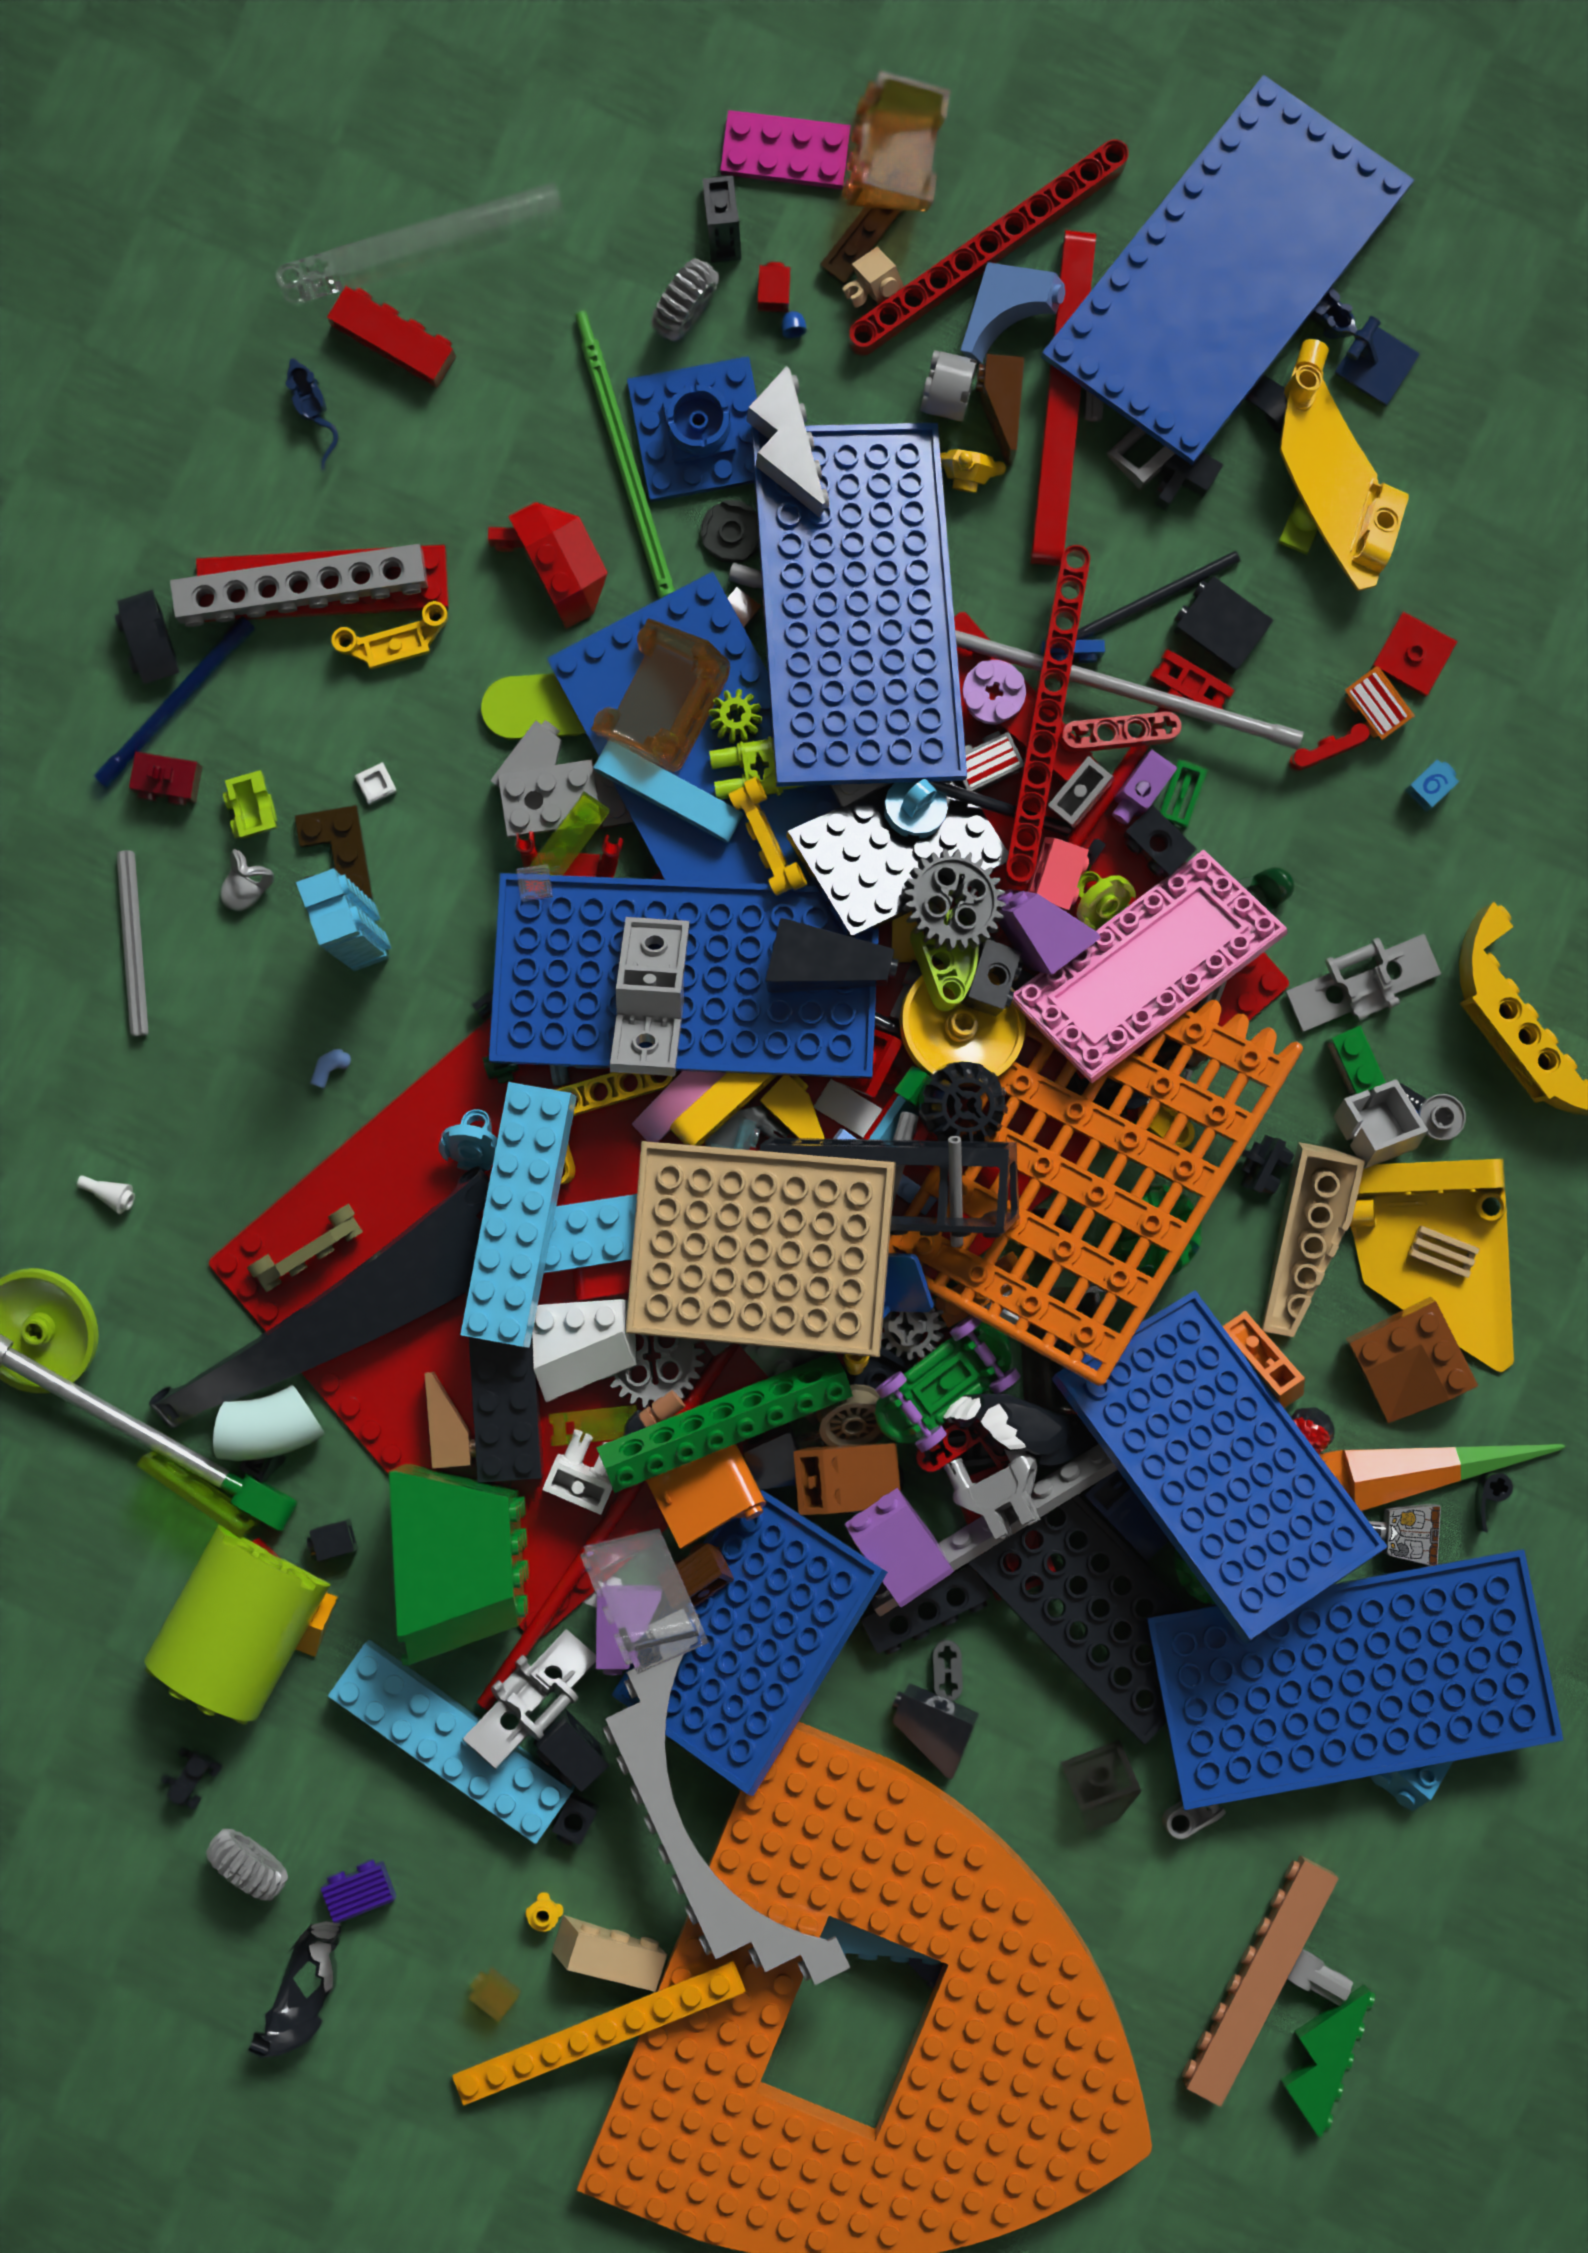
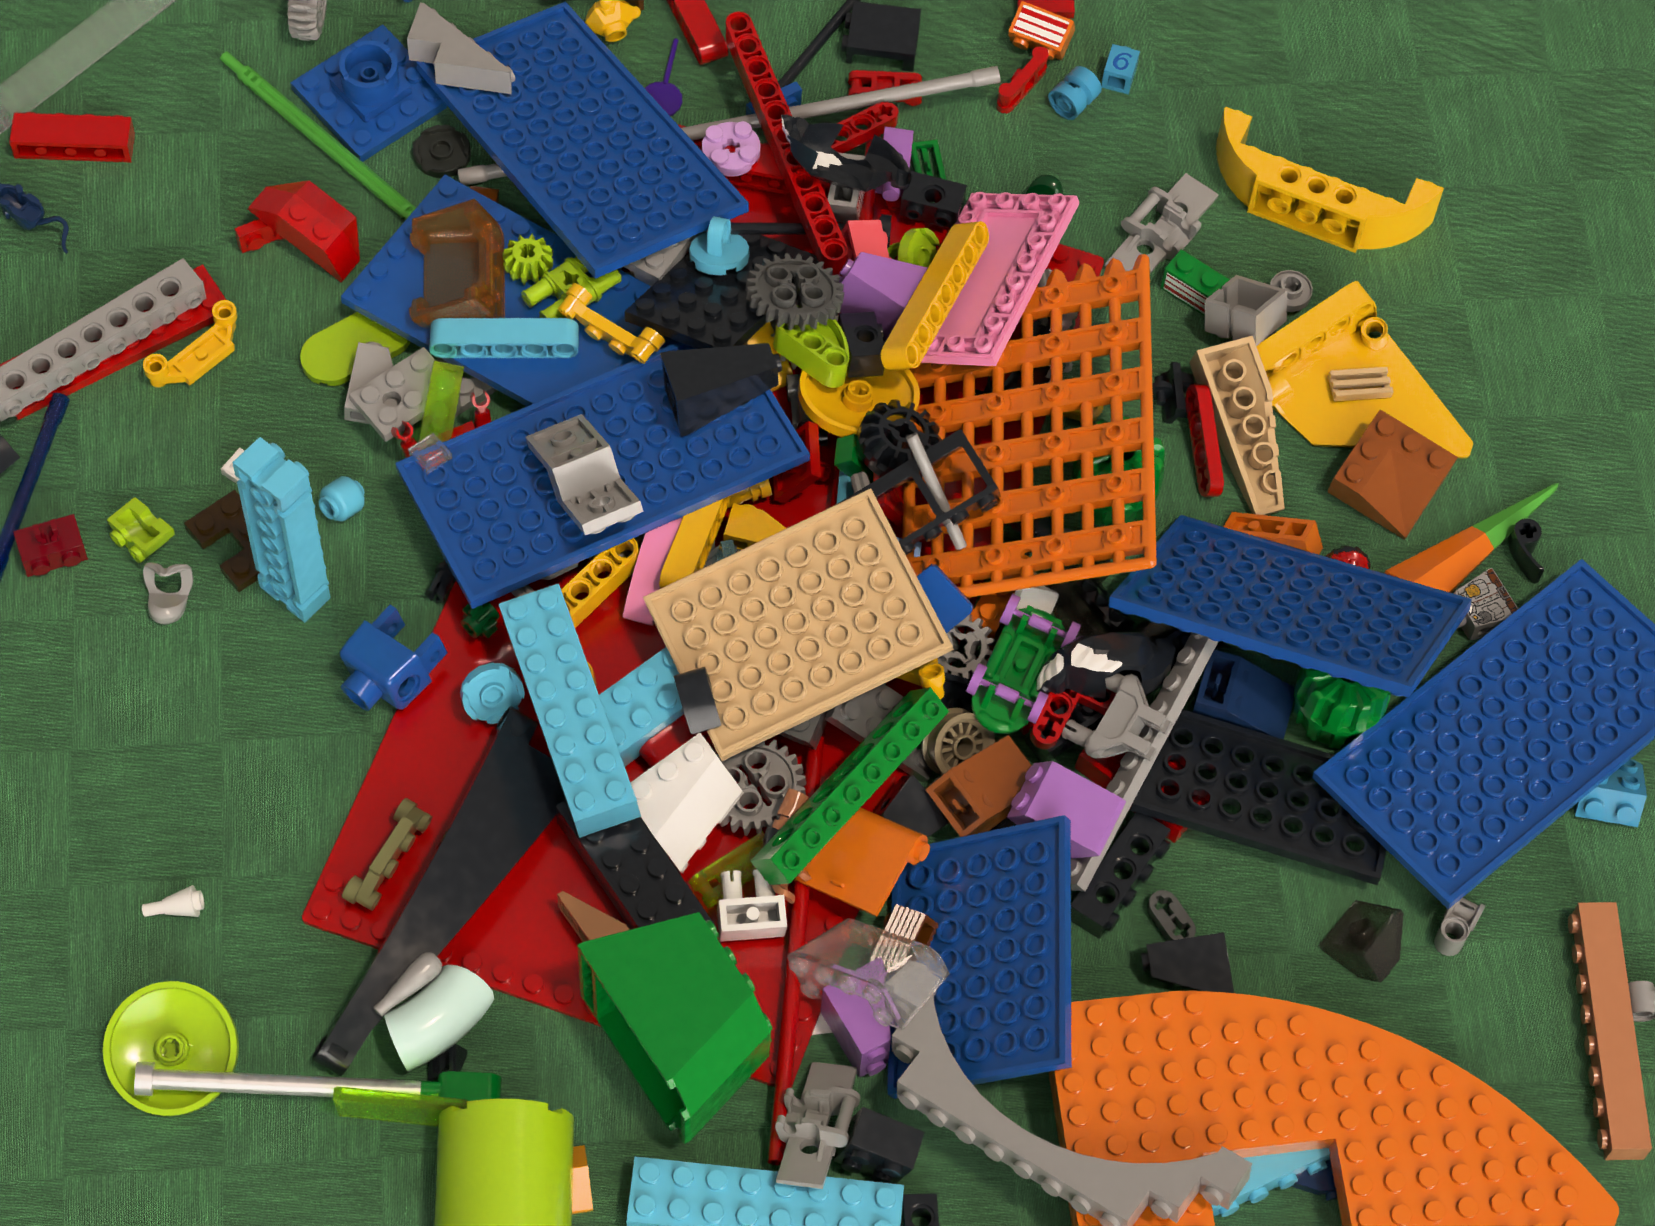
camera: 30 degrees left, 25 degrees down
(132, 943) = (90, 693): light grey axle -> none
(261, 1389) = (415, 977): none -> light grey piece
(327, 1063) = (321, 703): medium blue arm -> none
(332, 1540) = (554, 1087): black brick -> none
(392, 1067) = (384, 666): none -> blue piece
(445, 867) = (341, 498): none -> medium azure head
(631, 1268) = (697, 700): none -> black panel
(847, 1108) = (793, 513): white sticker -> none
(973, 578) = (665, 93): none -> dark purple piece
(991, 761) = (766, 201): brick -> none
(1071, 777) = (813, 151): none -> black animal
(1085, 969) = (934, 296): none -> yellow beam
(1260, 1232) = (1204, 440): none -> red beam
(1380, 789) = (1074, 92): none -> dark azure wheel

